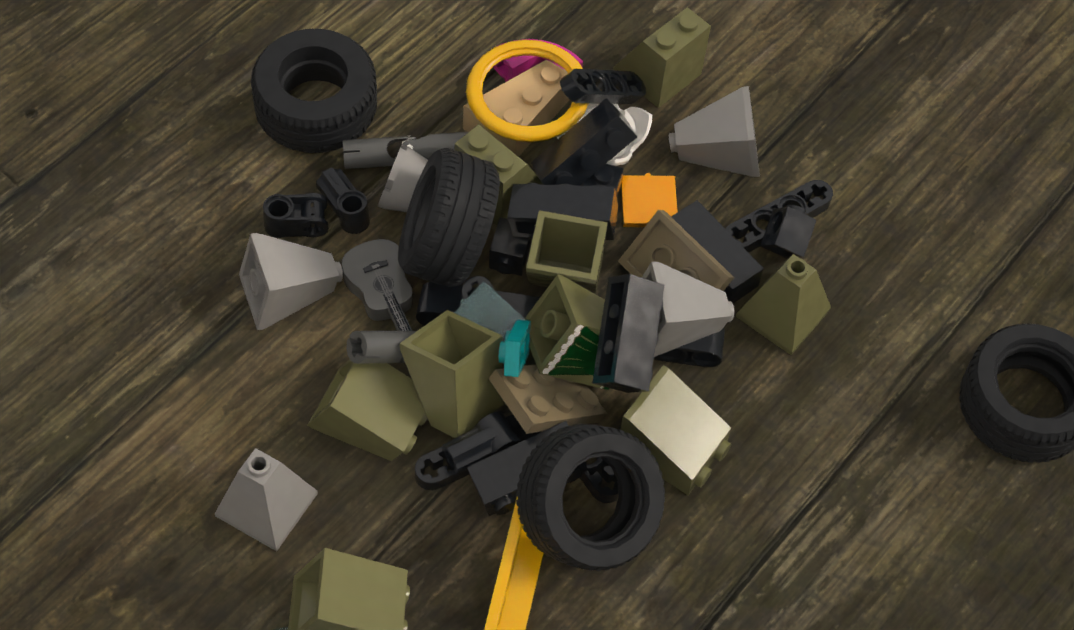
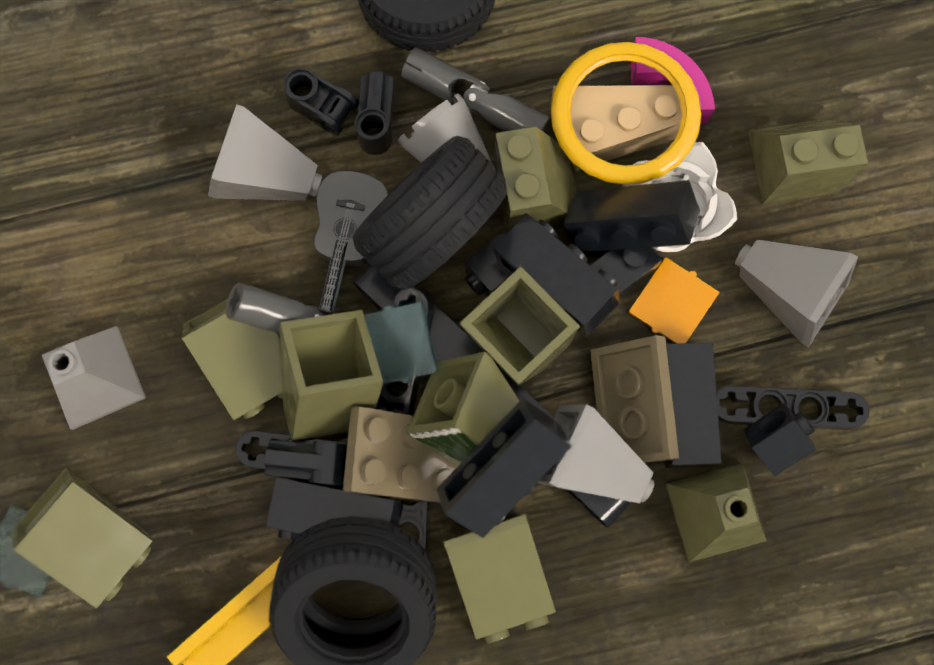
camera: 40 degrees right, 20 degrees up
(515, 348) = (389, 402): teal plate -> none
(597, 85) = (706, 157): black beam -> none

